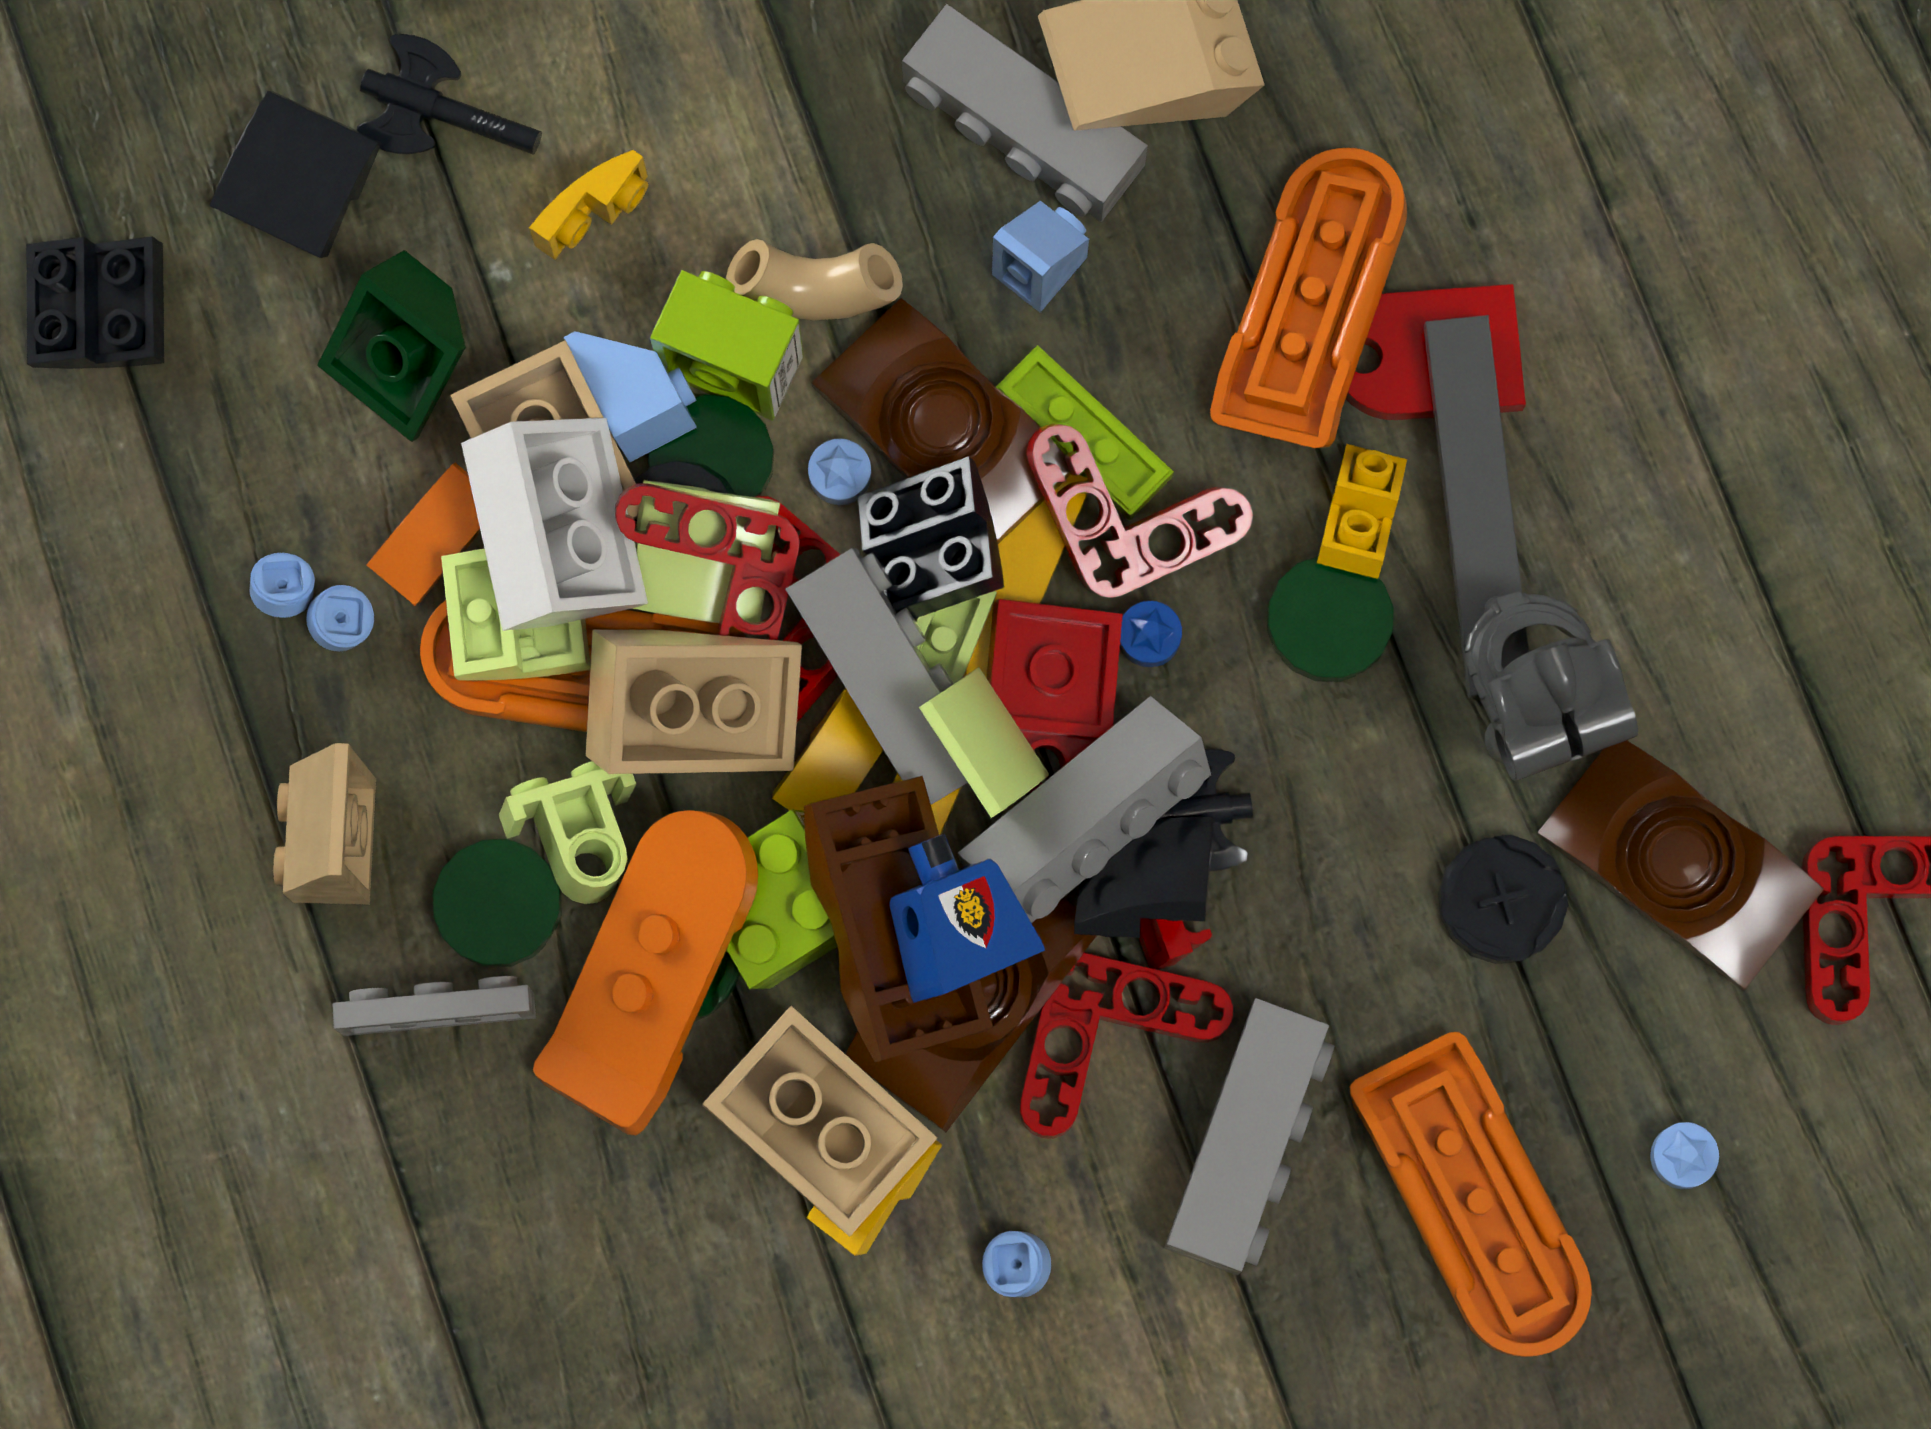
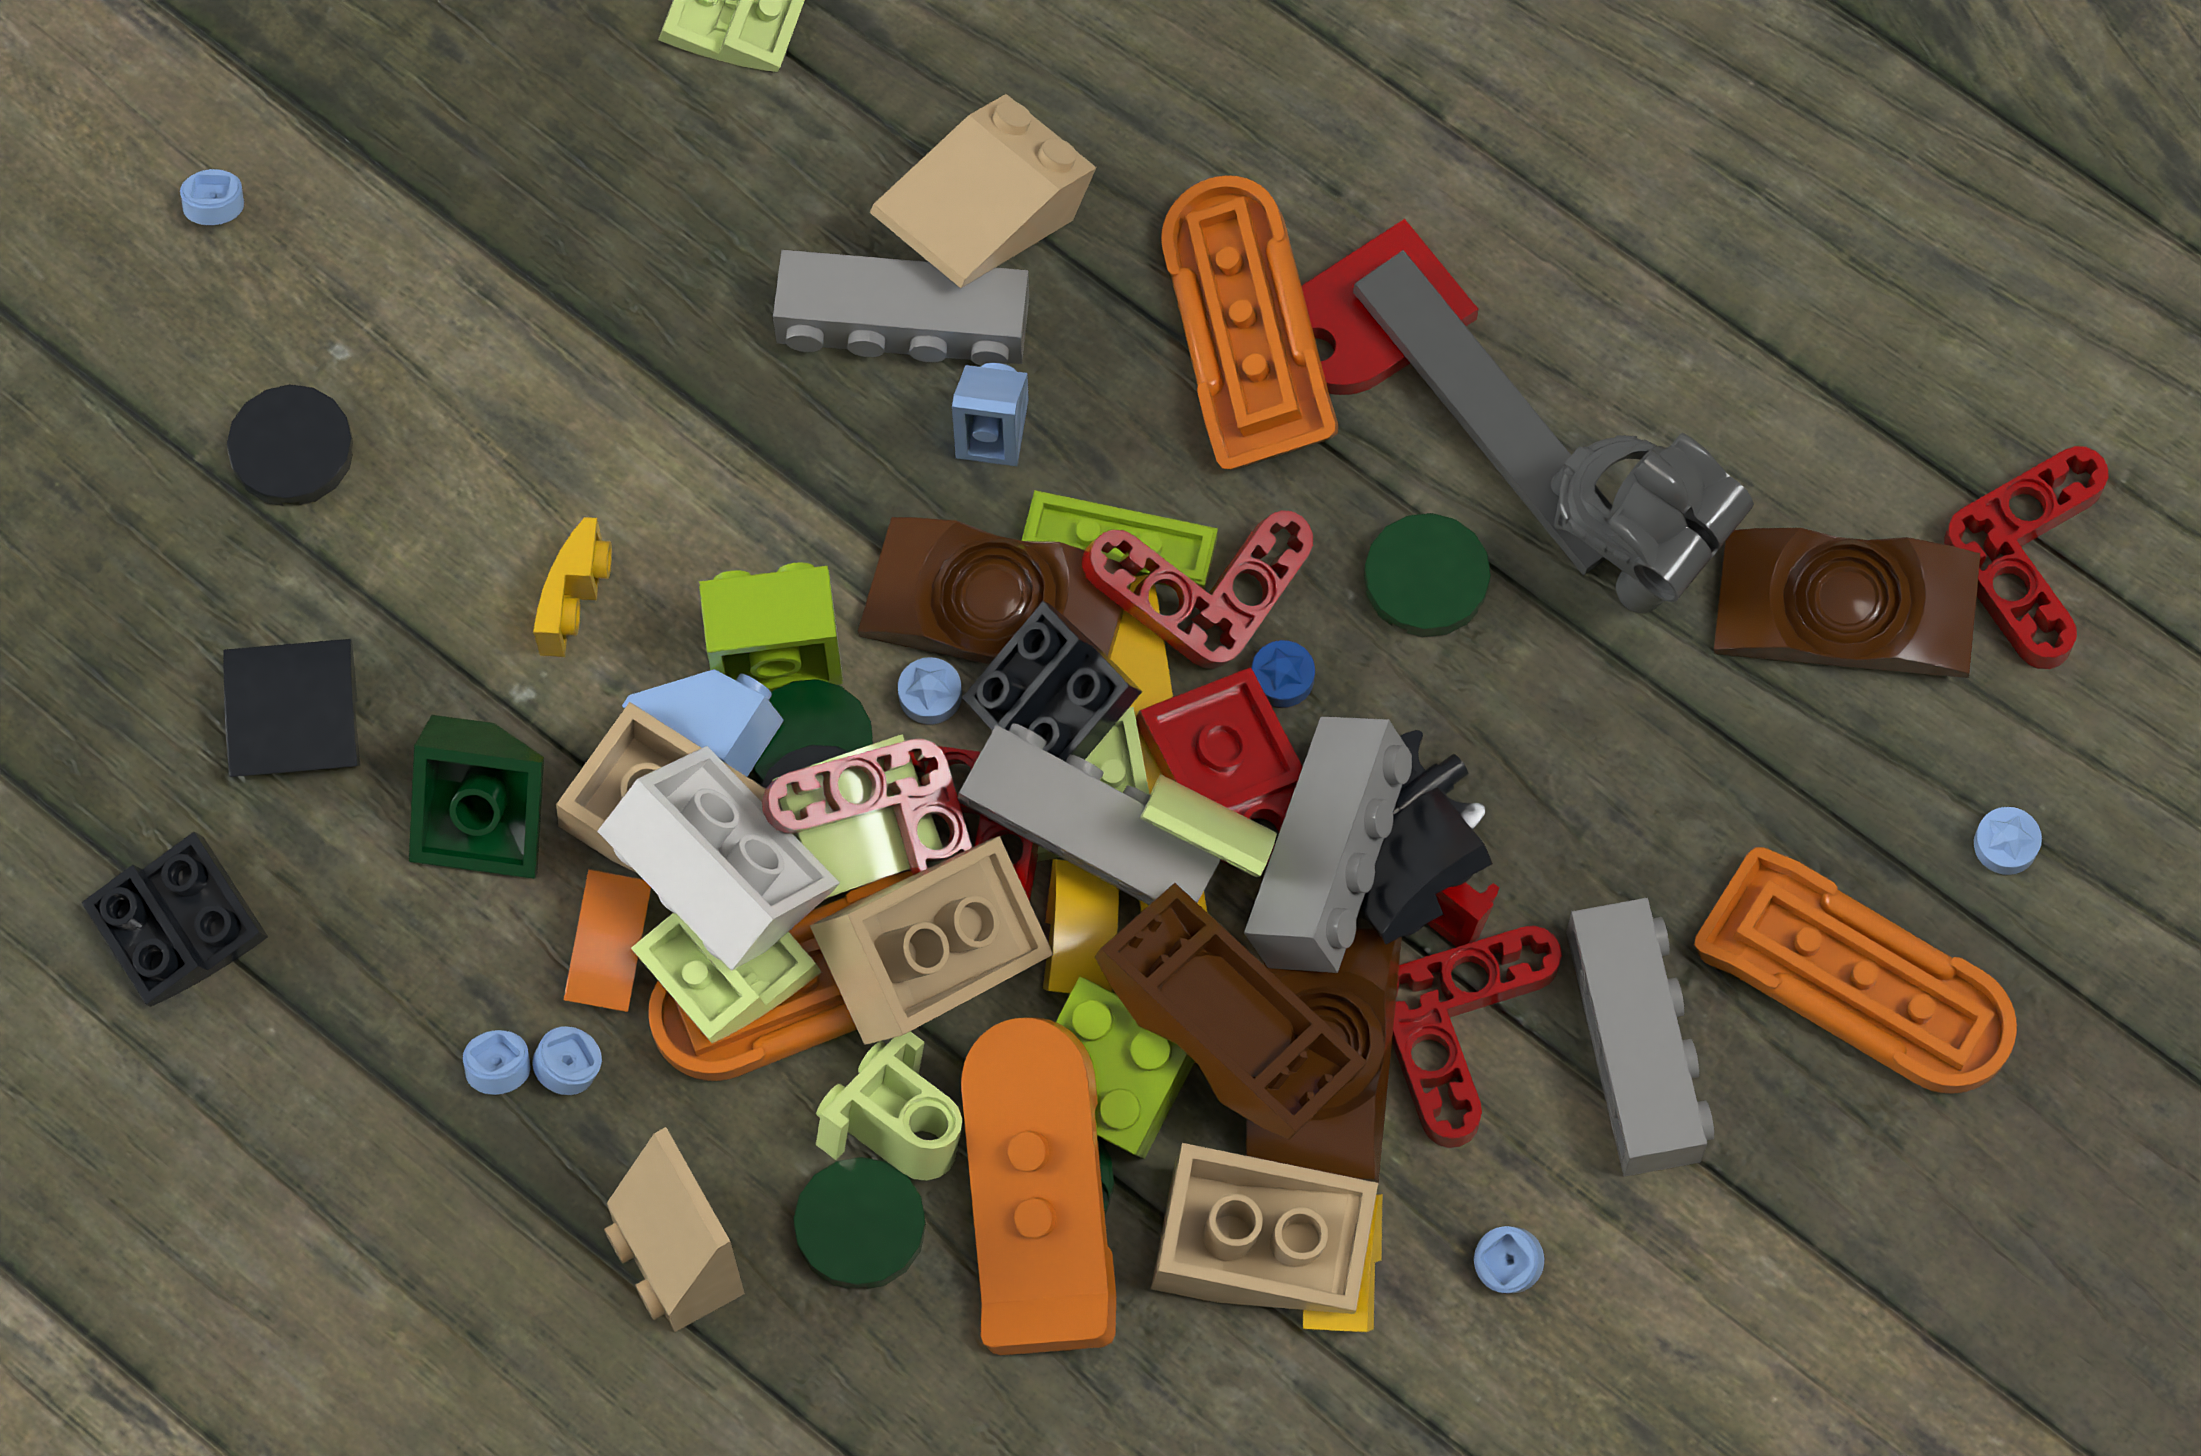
camera: 30 degrees left, 10 degrees down
(414, 97) = (355, 587): black piece -> none
(434, 1007) = (862, 1341): light grey plate -> none
(817, 287) = (828, 537): tan cylinder -> none
(958, 922) = (1285, 981): blue torso -> none
(1362, 511) = (1397, 471): yellow slope -> none
(1503, 899) = (1720, 721): black tile -> none

